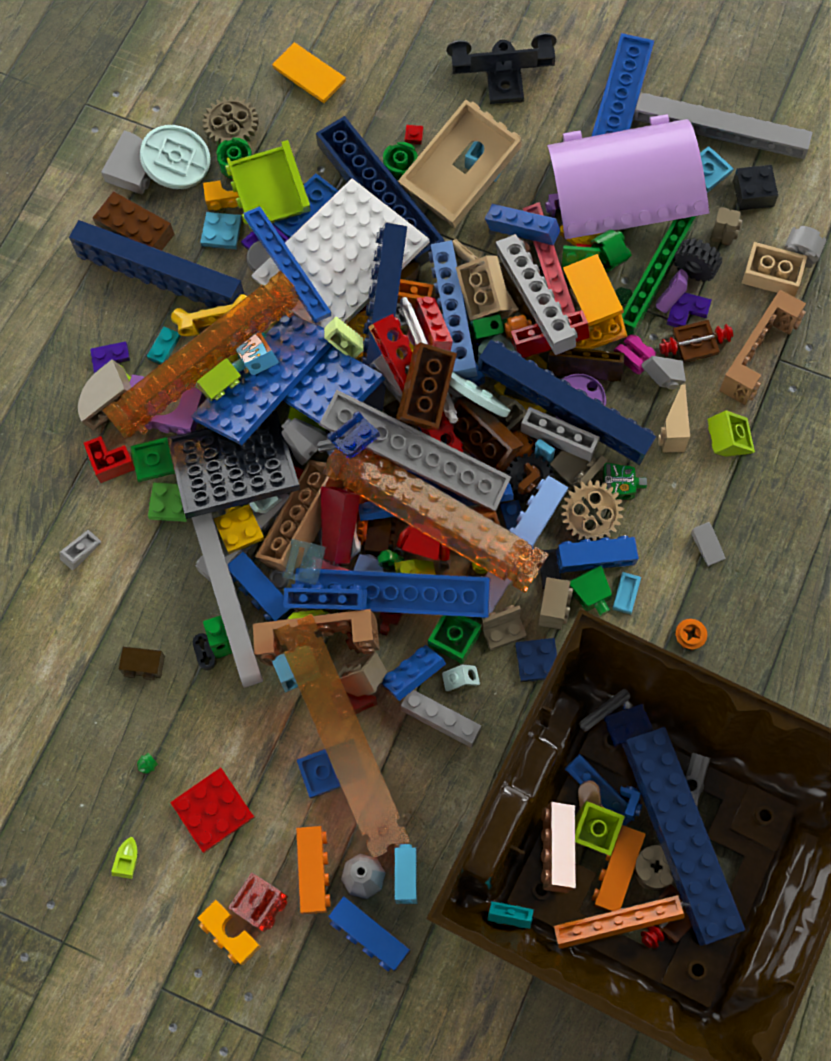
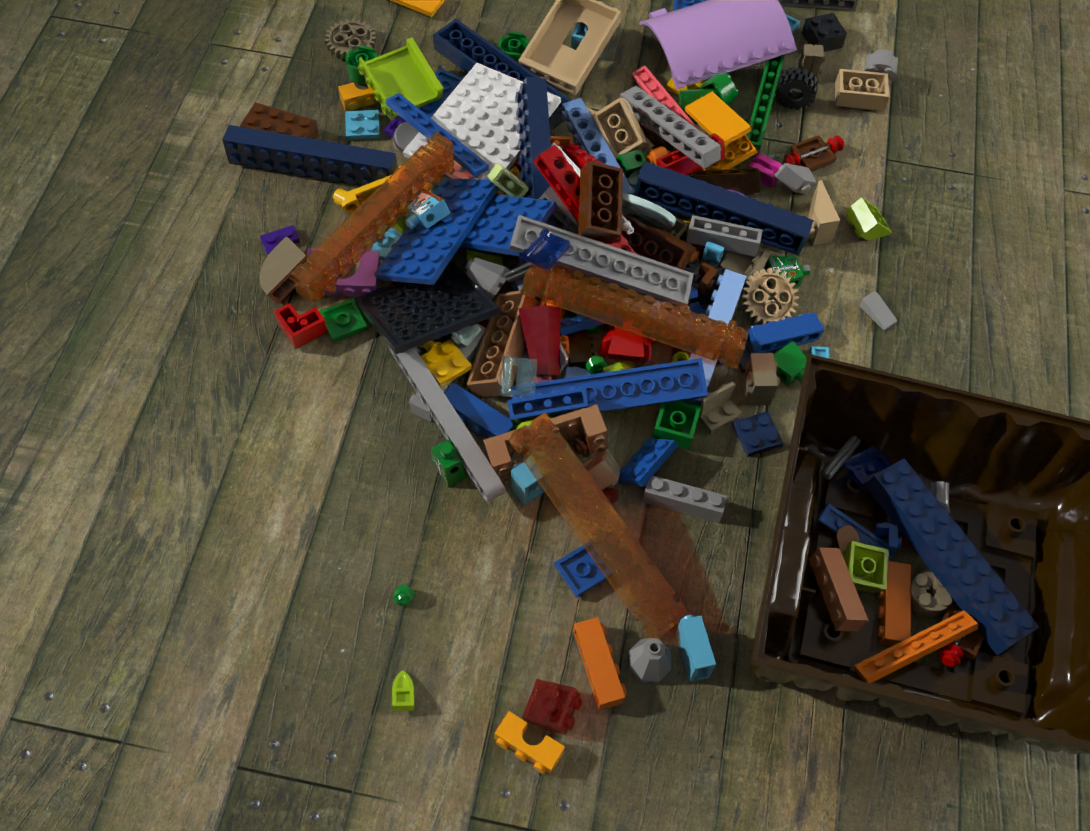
camera: 20 degrees left, 10 degrees down
(79, 550) = (287, 411): light grey slope -> none
(124, 165) = (264, 82): light grey brick -> none
(141, 663) = (375, 501): dark brown brick -> none
(163, 345) = (330, 222): teal plate -> none
(166, 503) = (368, 354): bright green plate -> none
(175, 157) = (306, 70): light aqua plate -> none
(200, 653) = (431, 483): black beam -> none
(212, 810) = (480, 628): red plate -> none
(218, 380) = (395, 235): lime slope -> none
(277, 579) = (493, 402): light grey tile -> none
(369, 934) = (672, 714): blue brick -> none
(388, 619) = (610, 419): clear red plate -> none
(413, 134) = (518, 27): red plate -> none
(459, 677) = (689, 460): light aqua bracket -> none
(510, 915) = (820, 661): teal plate -> none
(523, 224) = (648, 79): blue brick -> none
(552, 204) = (659, 64): medium lavender bracket -> none
(676, 289) = (783, 116): medium lavender brick -> none
(687, 305) = (794, 128): dark purple plate -> none
(783, 313) = (866, 172): medium nougat plate -> none

